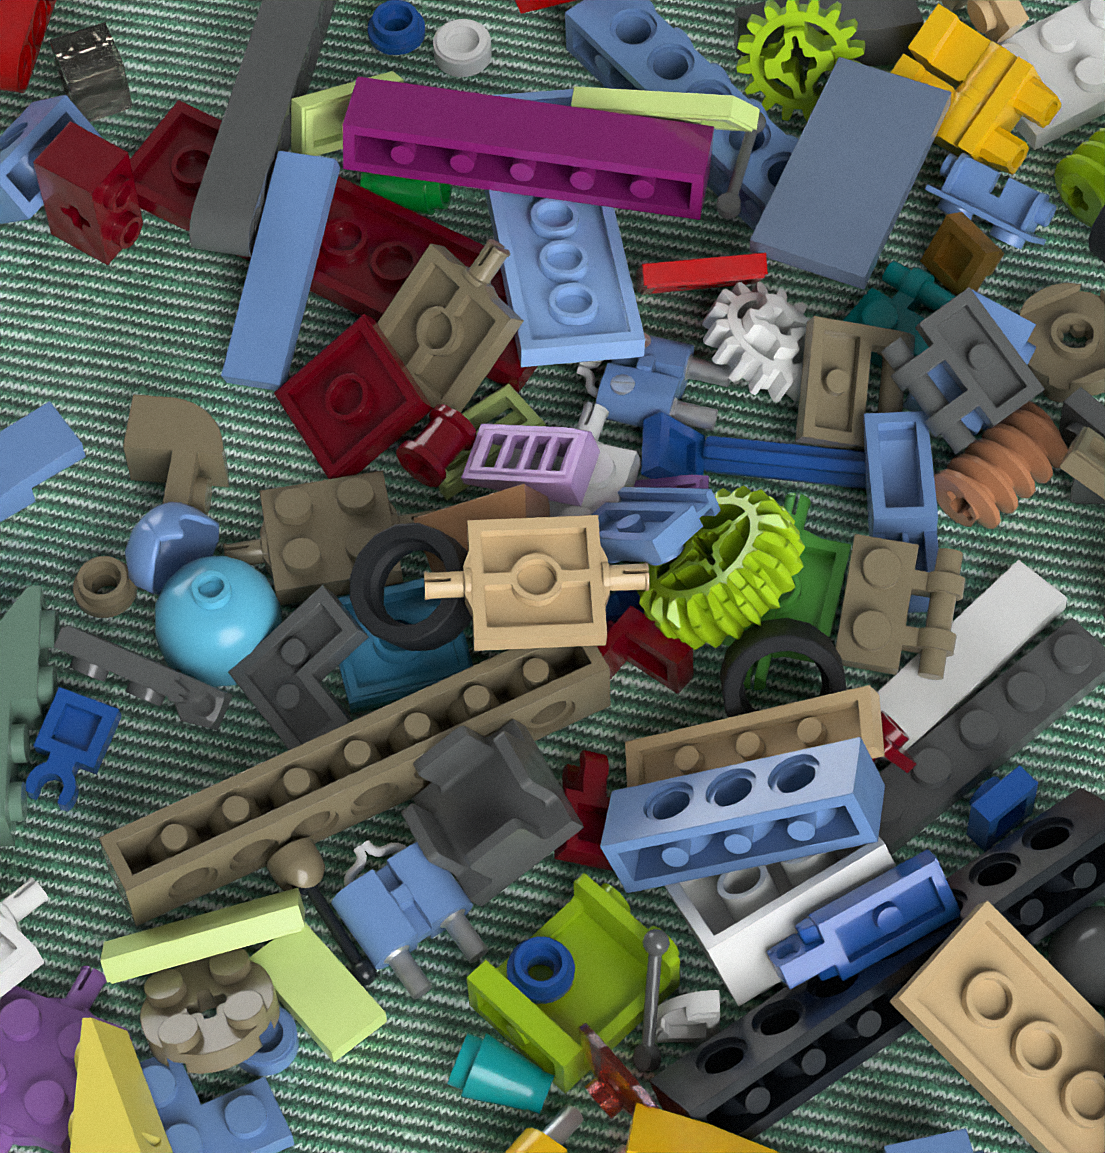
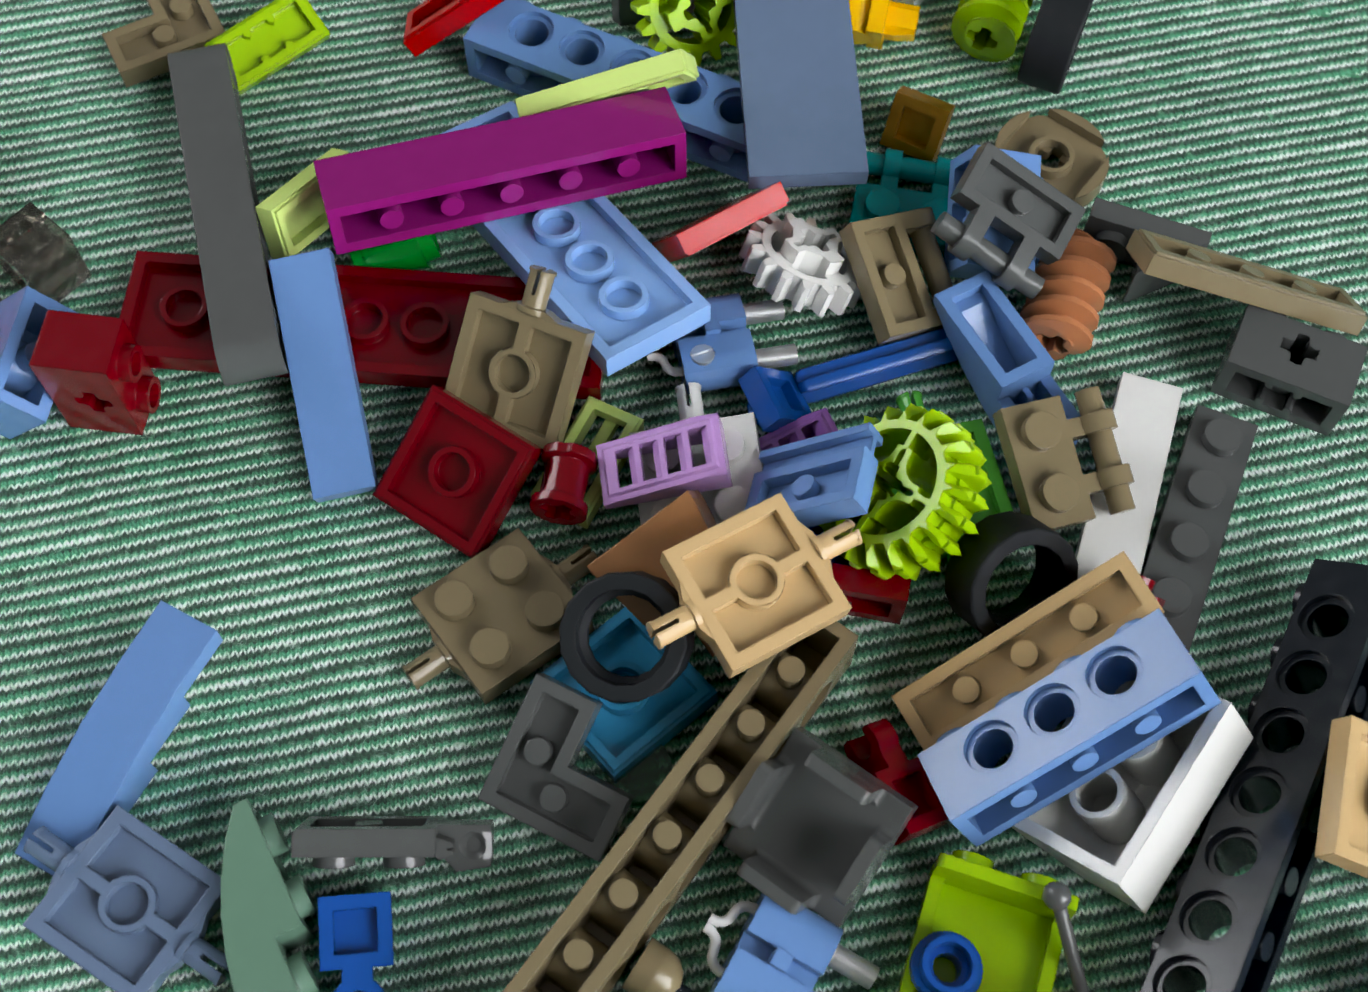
camera: 30 degrees left, 5 degrees up
(99, 573) = (292, 750): dark tan plate -> none
(167, 541) = (353, 693): medium blue hair -> none
(178, 446) = (311, 585): dark tan brick -> none
(214, 617) = (435, 748): medium azure cylinder -> none
(396, 28) = (308, 110): blue plate -> none
(462, 48) = (377, 106): white tile -> none
(689, 1017) = (1111, 946): white tile -> none
(729, 203) = (706, 152): dark grey hinge -> none
(867, 923) = (1242, 787): blue hinge -> none
(1000, 807) = (1250, 606): blue plate -> none
(1013, 214) = (938, 73): medium blue hinge -> none

